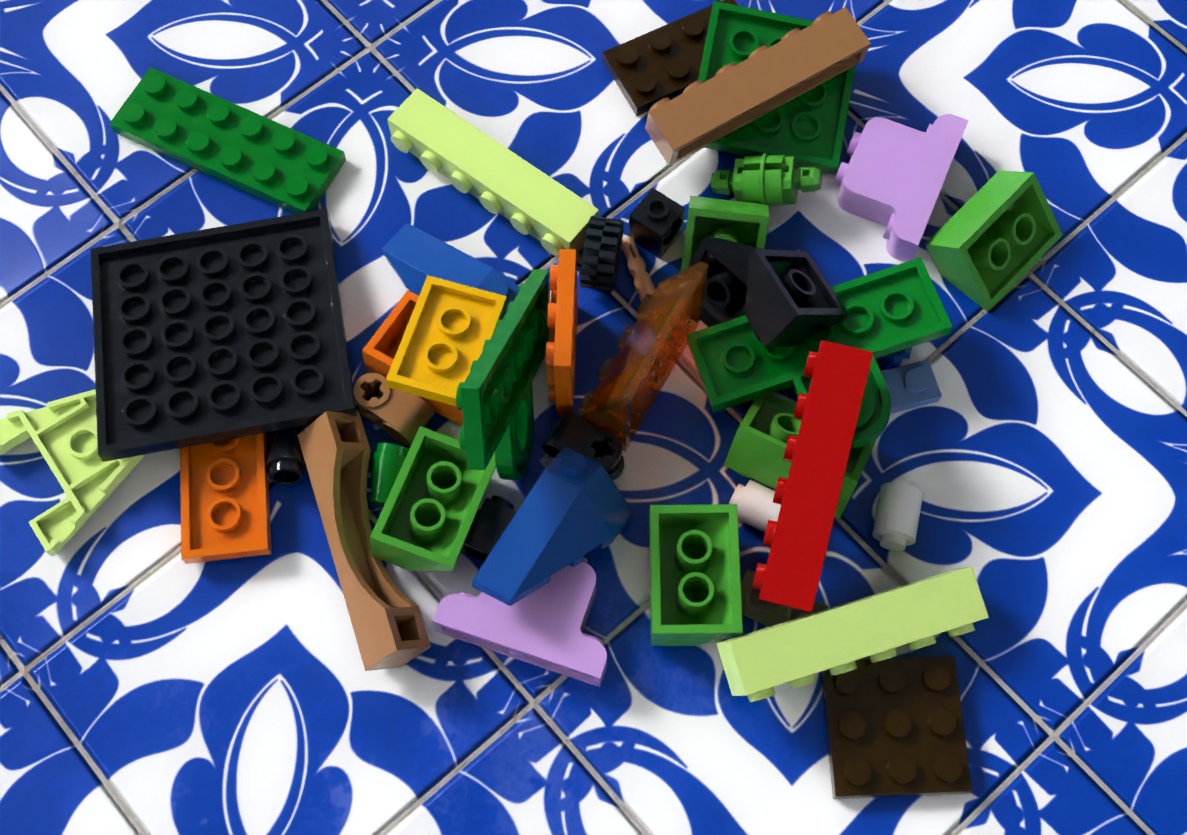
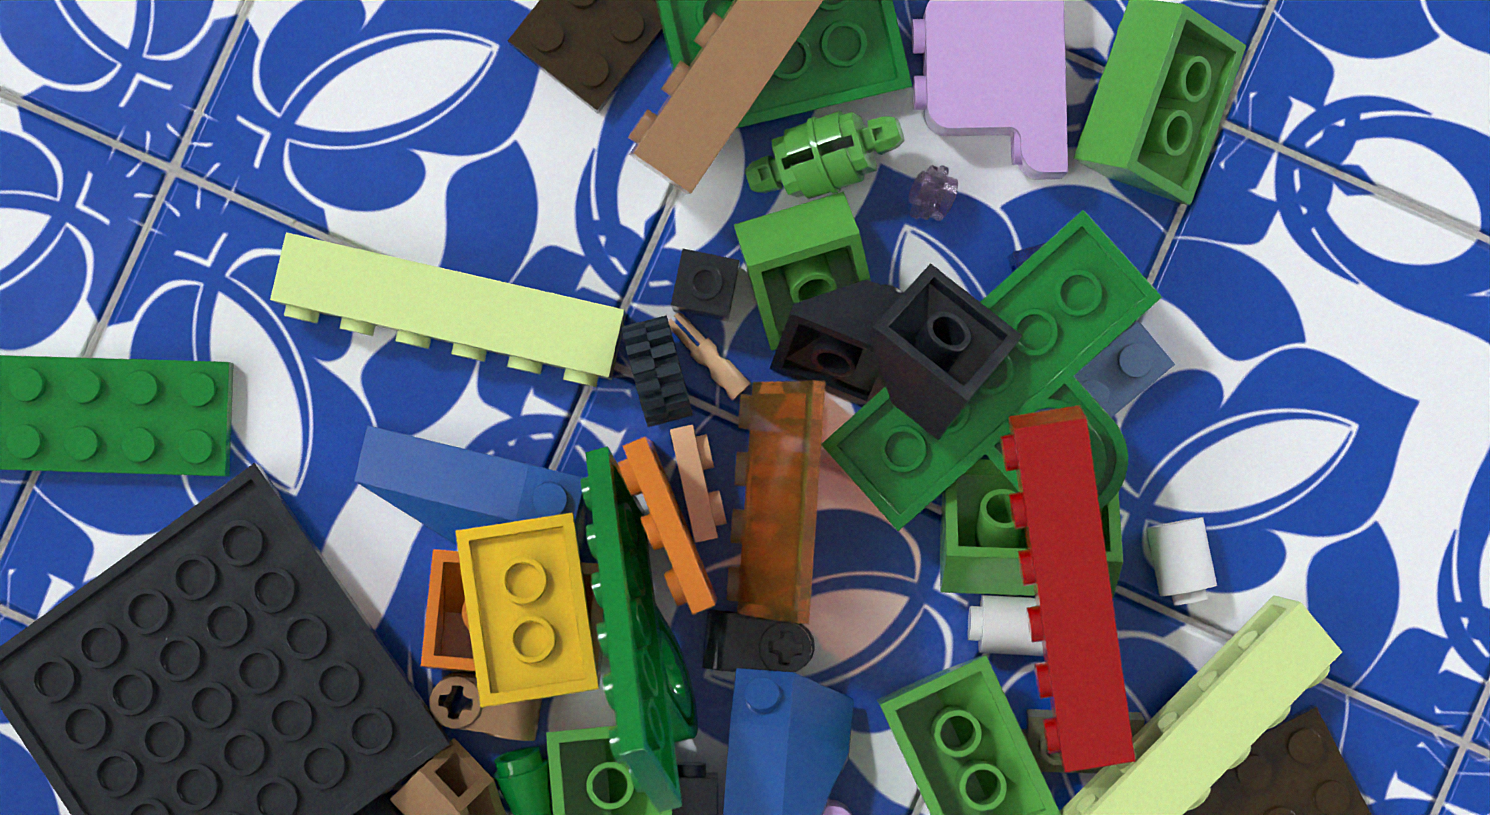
camera: 20 degrees left, 20 degrees up
(591, 349) = (693, 458): none -> light nougat plate
(824, 232) = (932, 193): none -> clear purple plate

